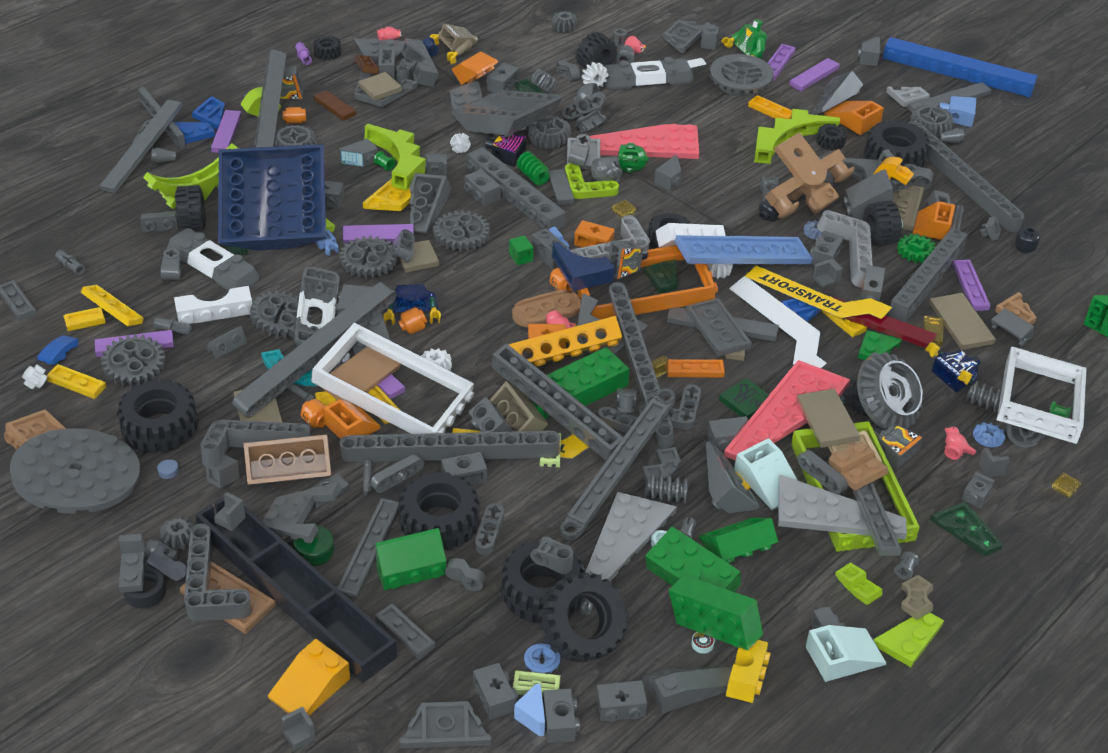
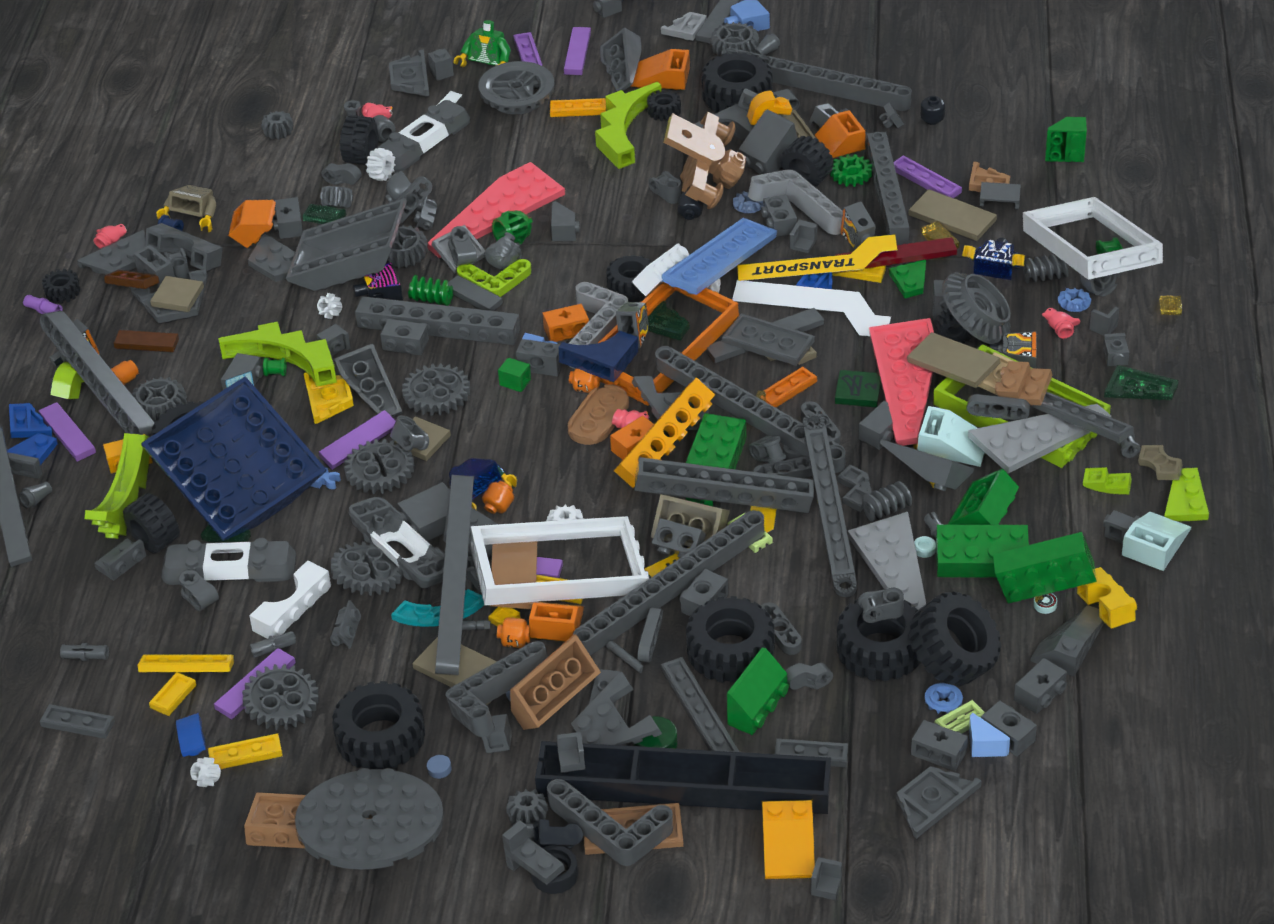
camera: 35 degrees left, 0 degrees up
(623, 208) = (556, 281): clear yellow tile -> none

